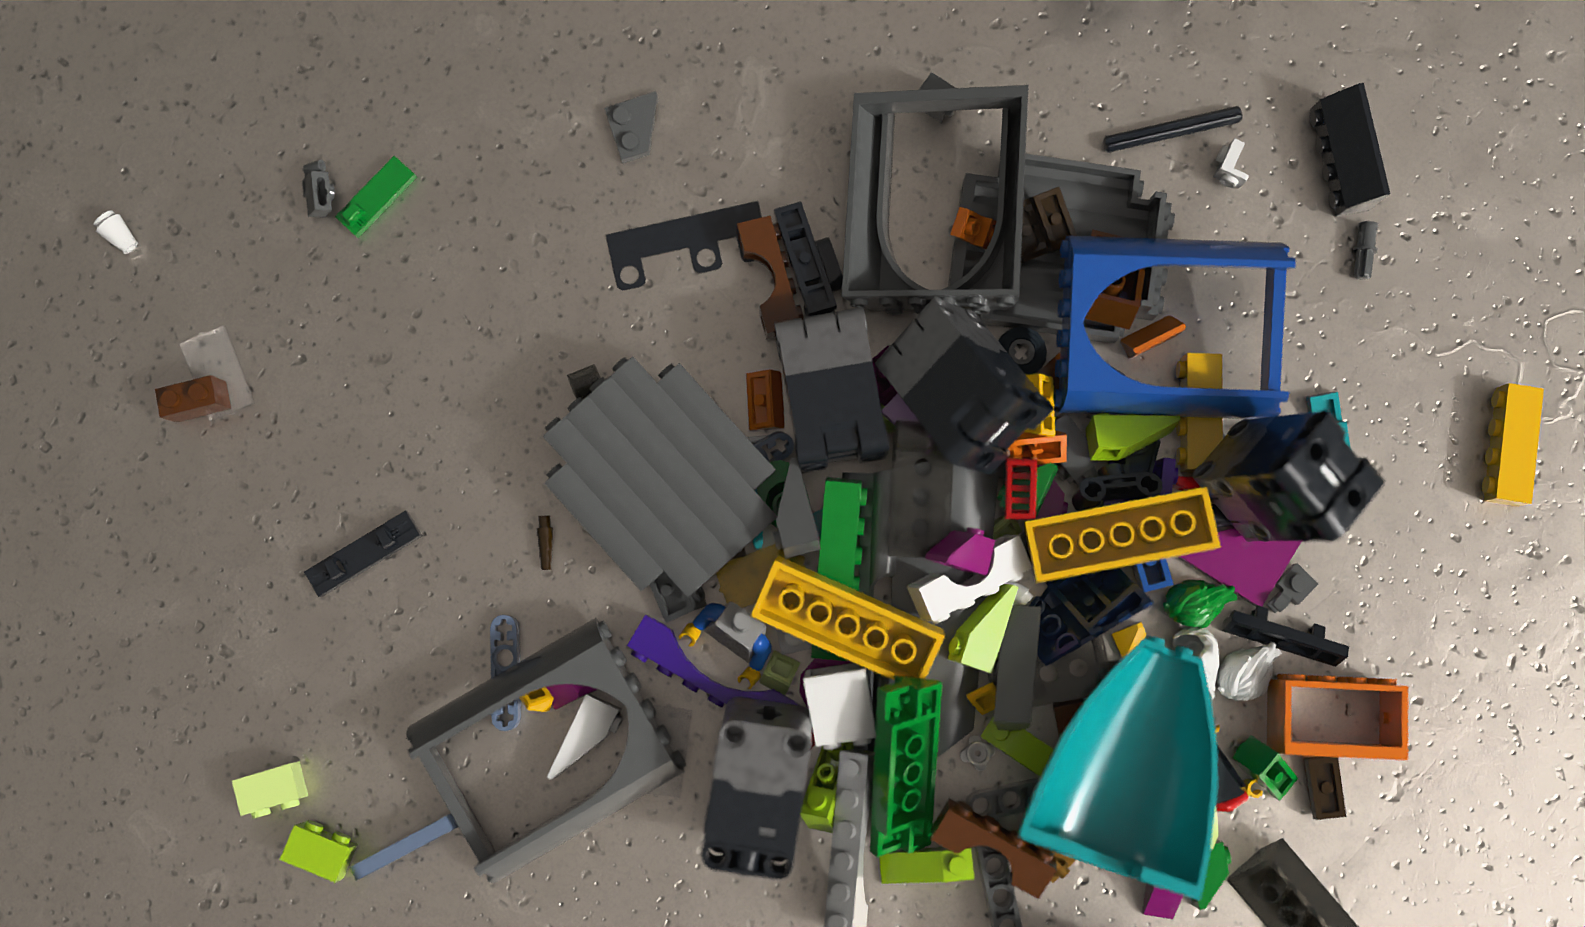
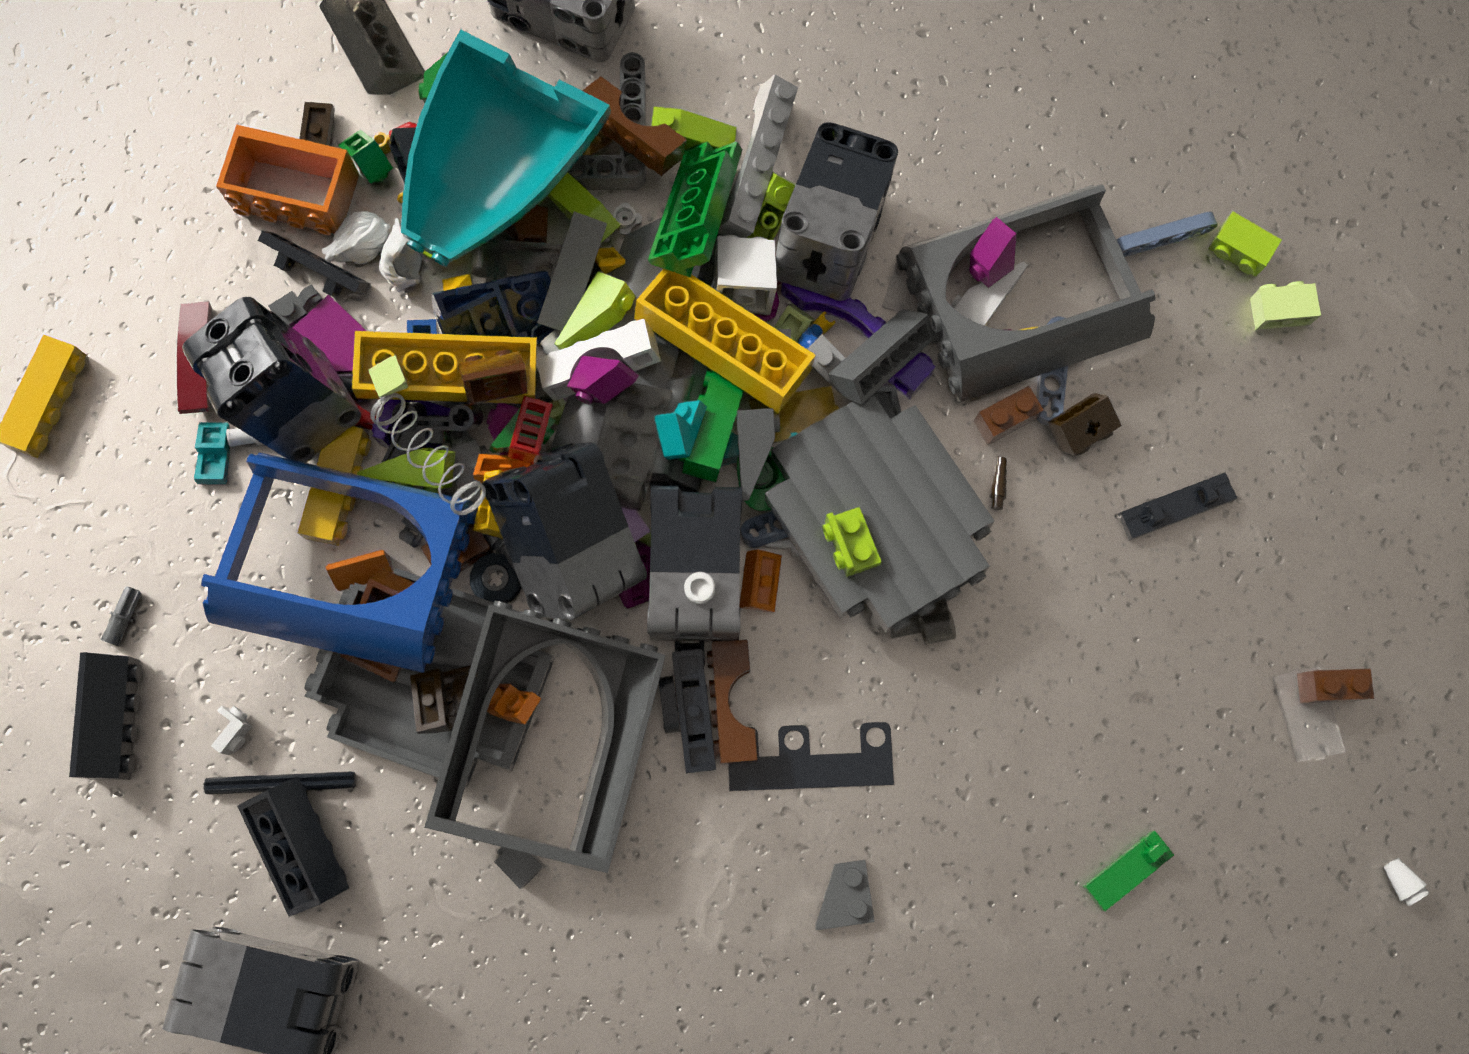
camera: 175 degrees left, 5 degrees down
(317, 189) = (1189, 888): dark grey piece -> none
(466, 616) = (1085, 424): none -> dark brown brick
(545, 611) = (1008, 415): none -> reddish brown brick
(584, 772) = (993, 254): none -> magenta slope
(681, 431) = (852, 541): none -> lime bracket
(682, 639) = (882, 355): none -> dark grey brick
(821, 352) = (699, 588): none -> white tile
(870, 513) = (679, 429): none -> teal slope
(1057, 404) = (383, 400): none -> white piece
(1071, 521) = (494, 376): none -> reddish brown slope
(1143, 72) = (293, 846): none -> black slope
(1174, 503) = (388, 377): none -> yellowish green slope
(1197, 602) = (387, 308): green hair -> none
(1381, 530) = (191, 386): none -> dark red slope

